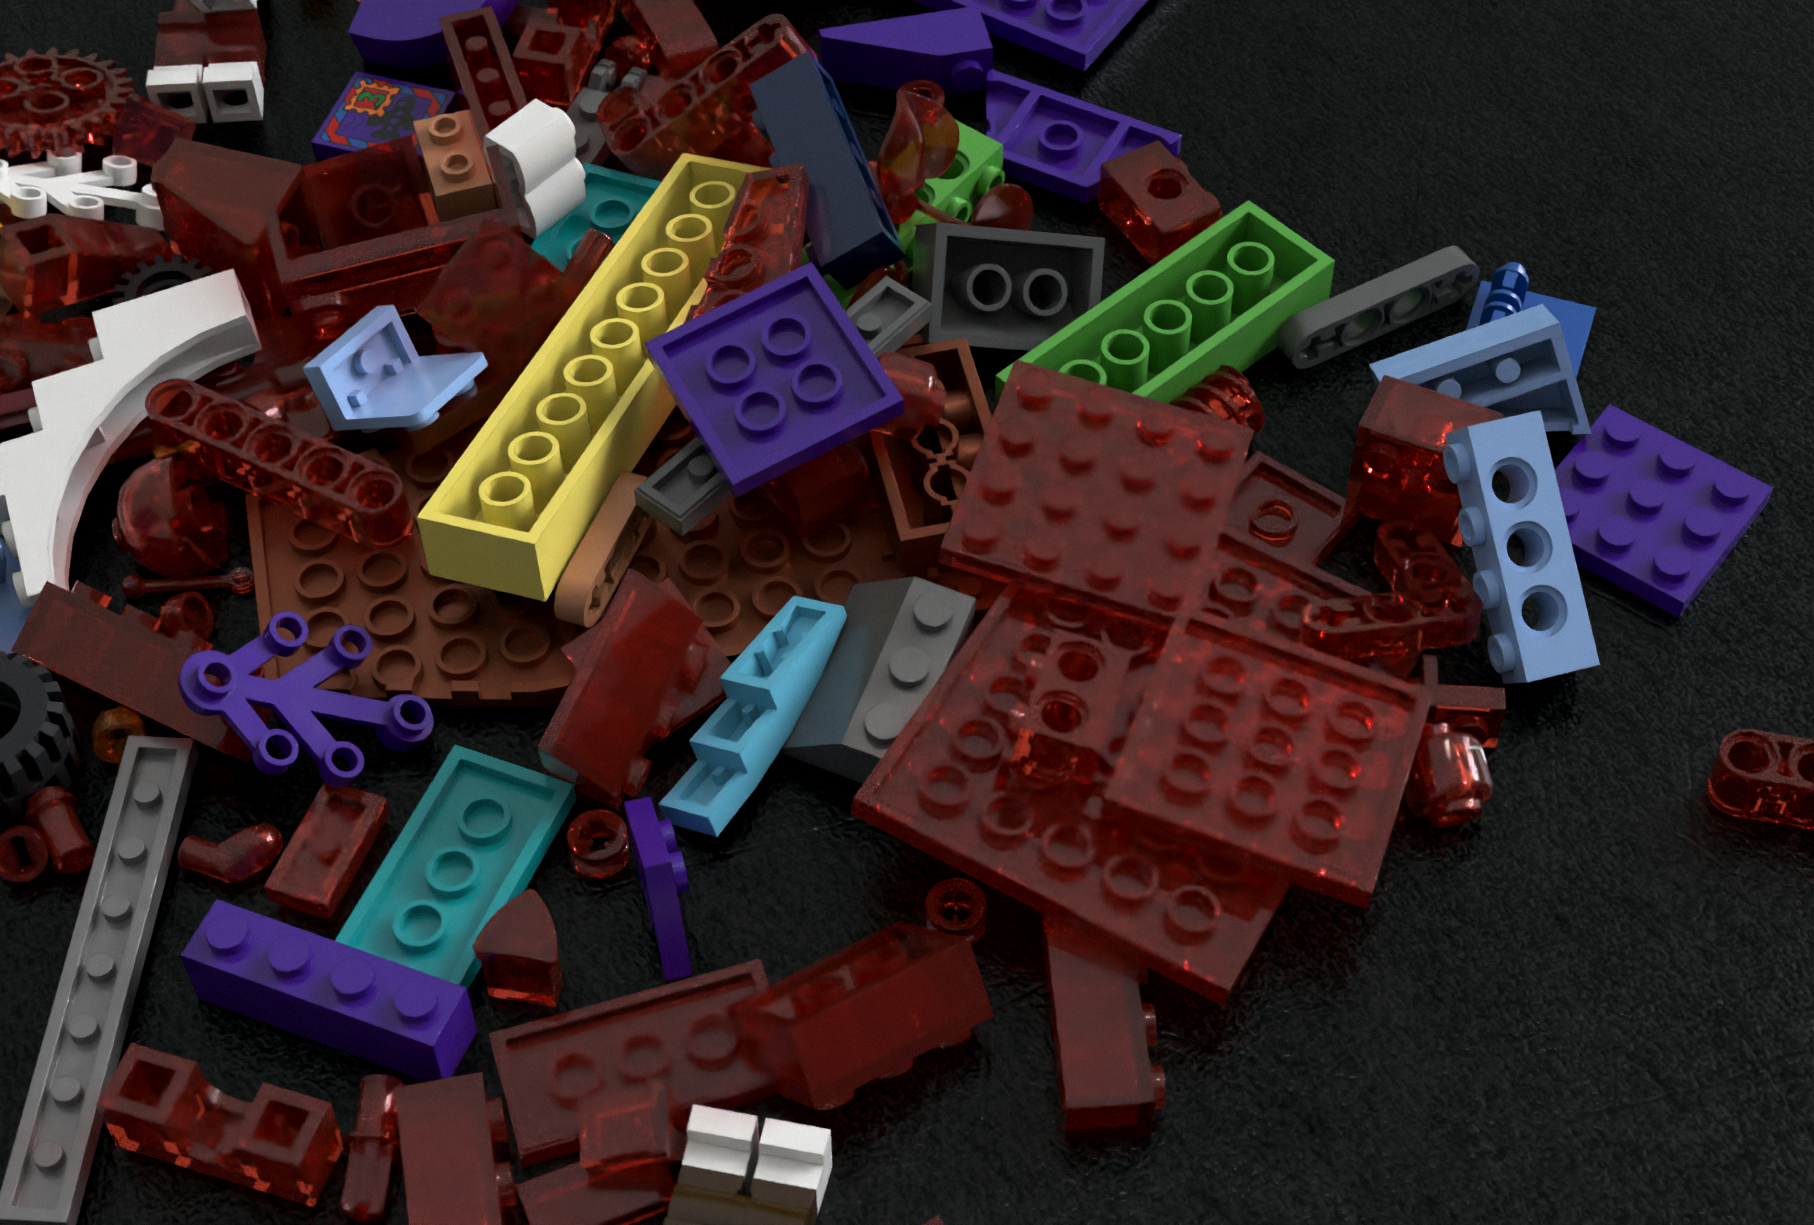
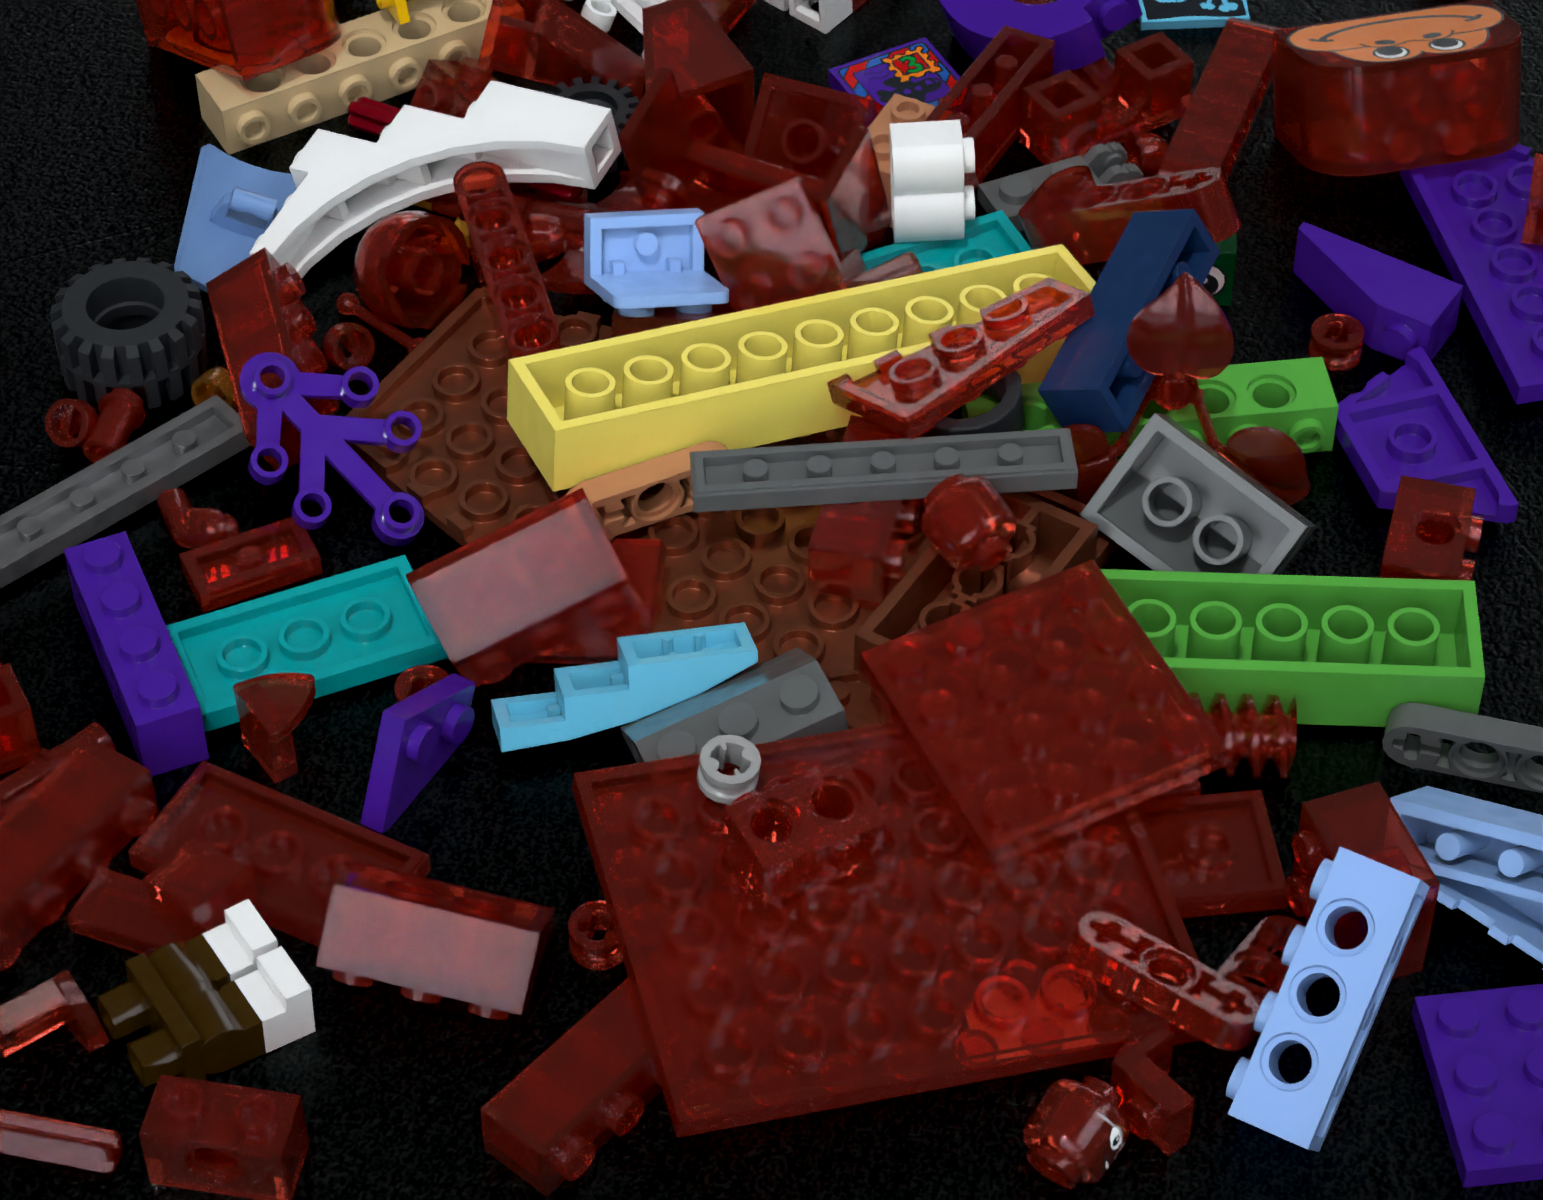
camera: 45 degrees right, 5 degrees down
(774, 379) = (862, 435): dark purple plate -> none
(950, 717) = (730, 750): none -> light grey bush
(1269, 755) = (926, 990): clear red plate -> none

